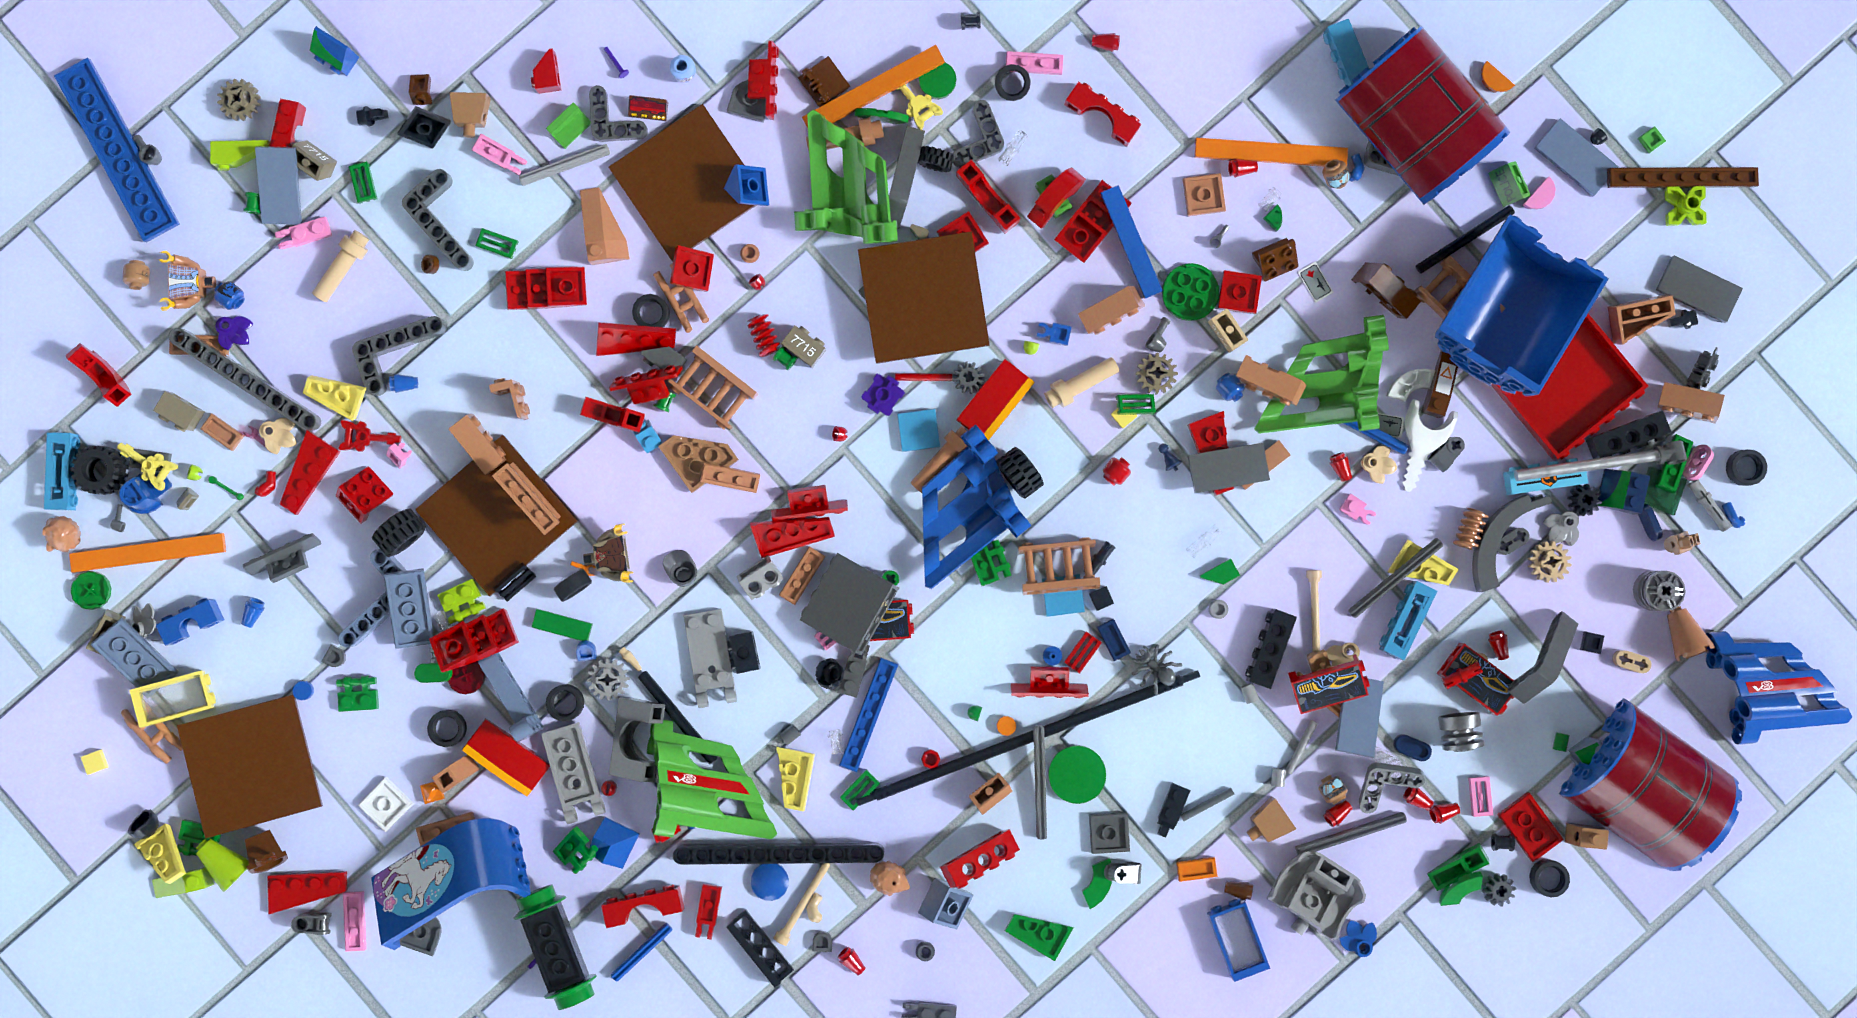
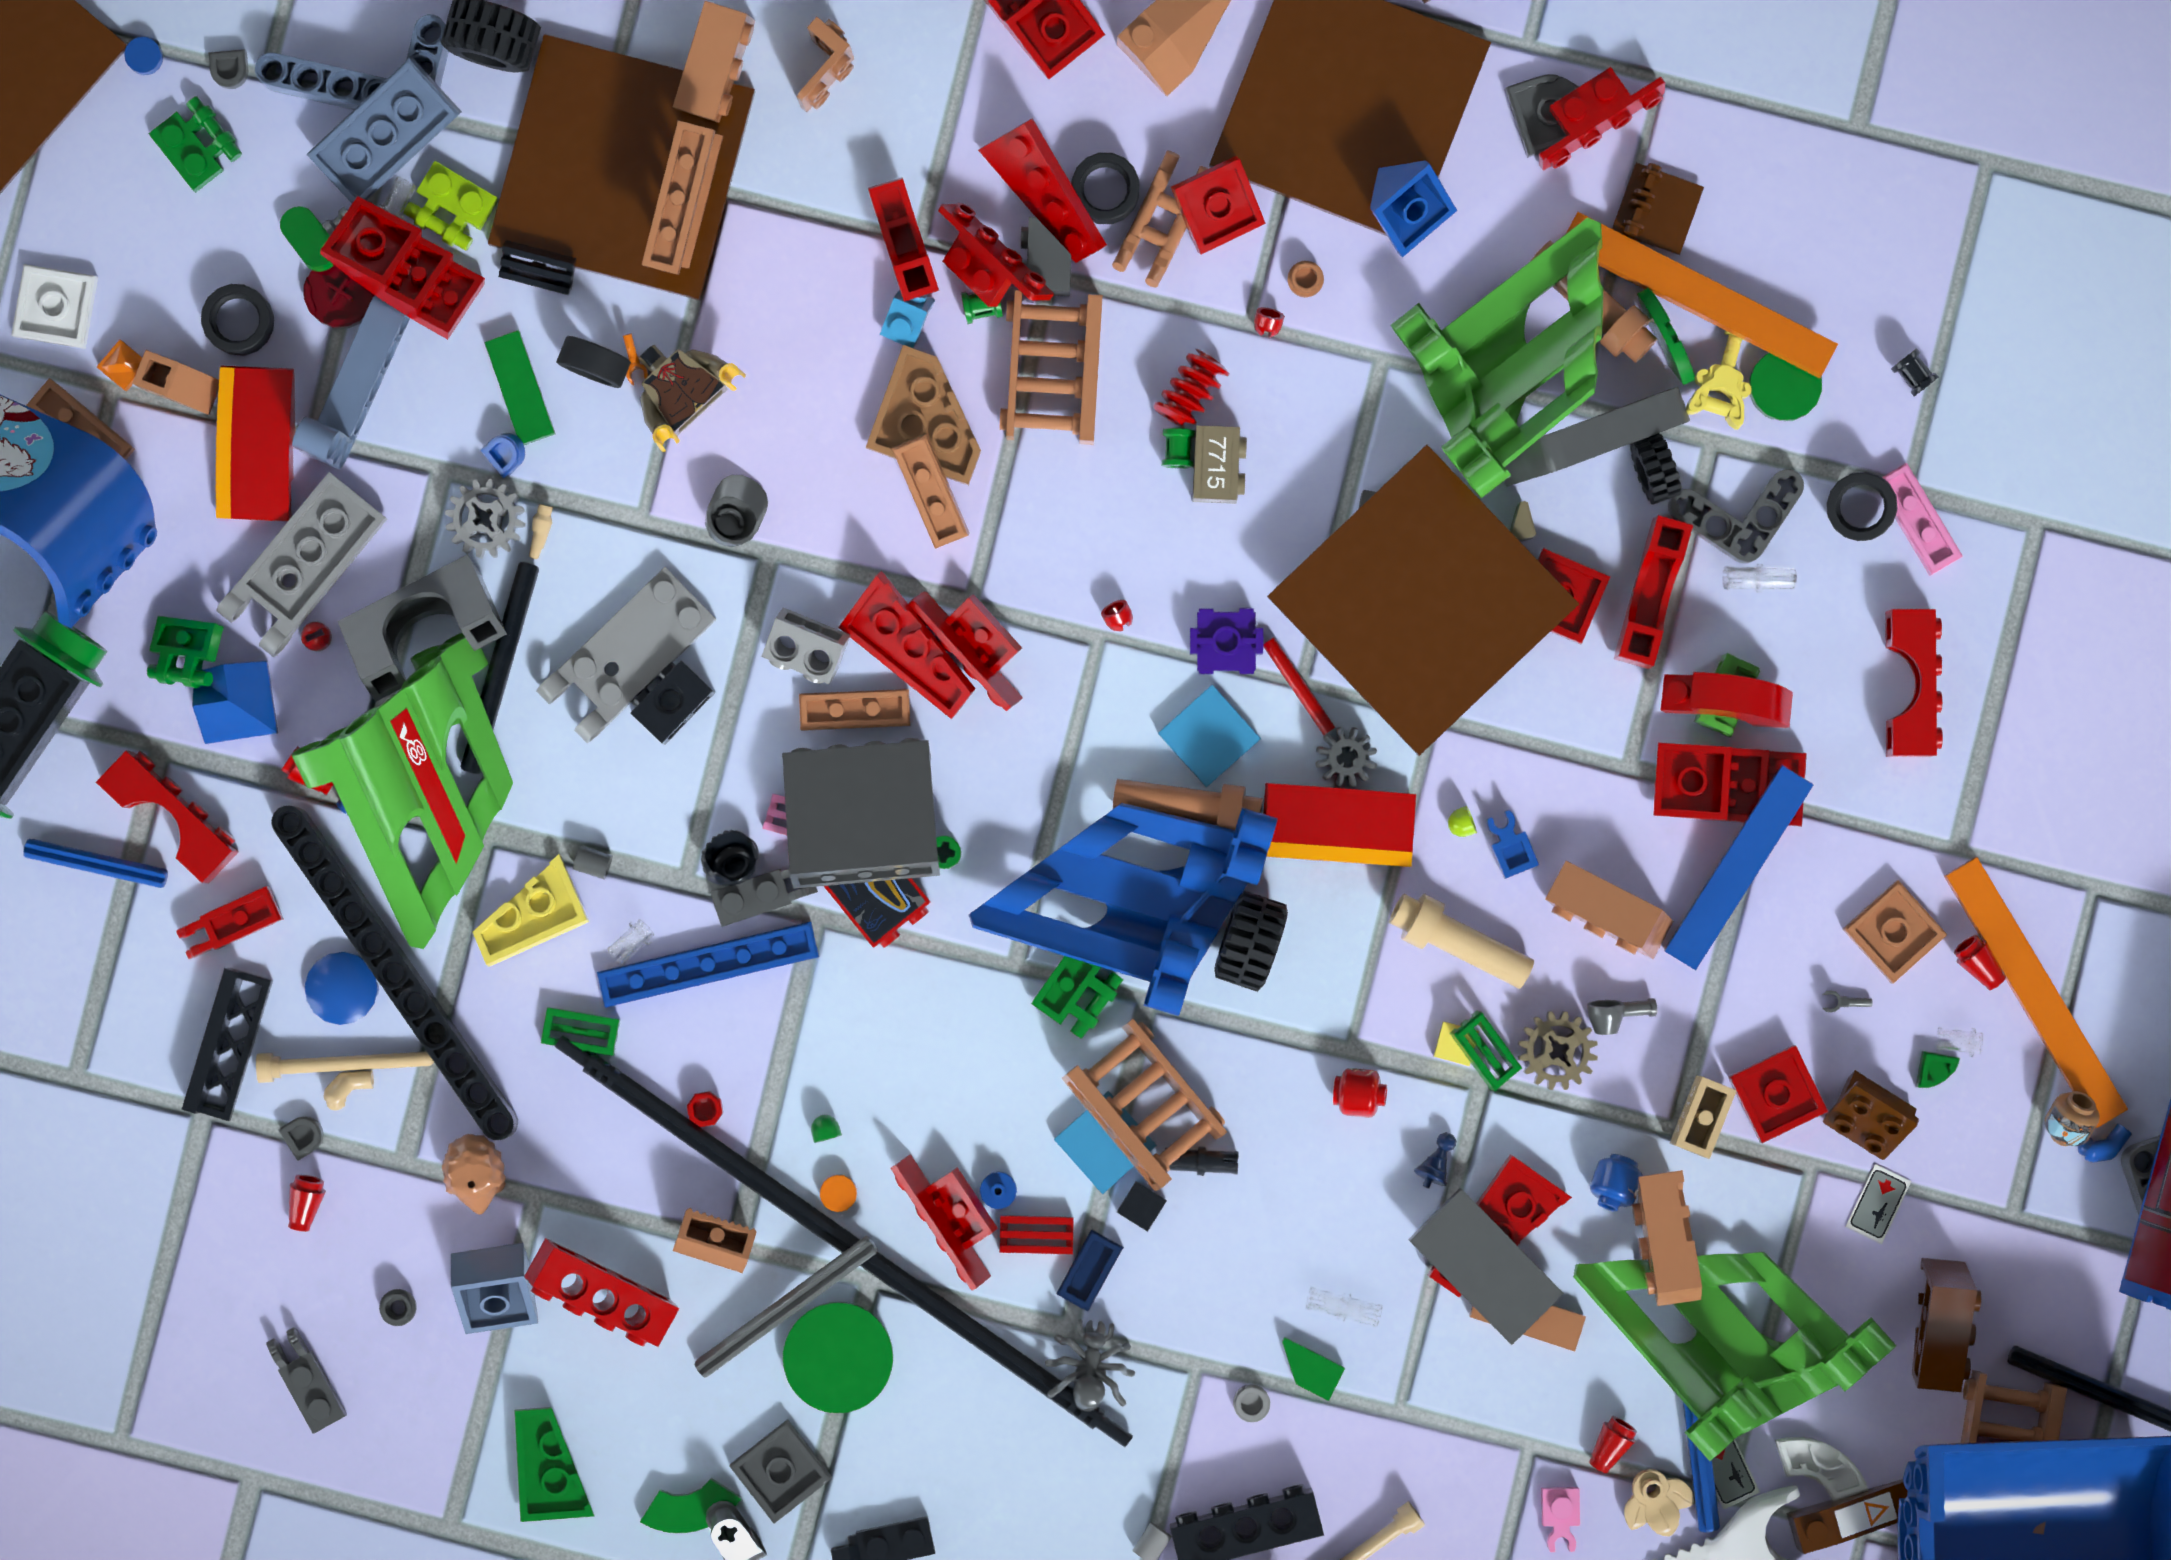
camera: 55 degrees right, 0 degrees up
(579, 702) = (387, 452): black tyre -> none
(1106, 41) = (2031, 610): red cone -> none
(1190, 292) = (1724, 1016): green tile -> none

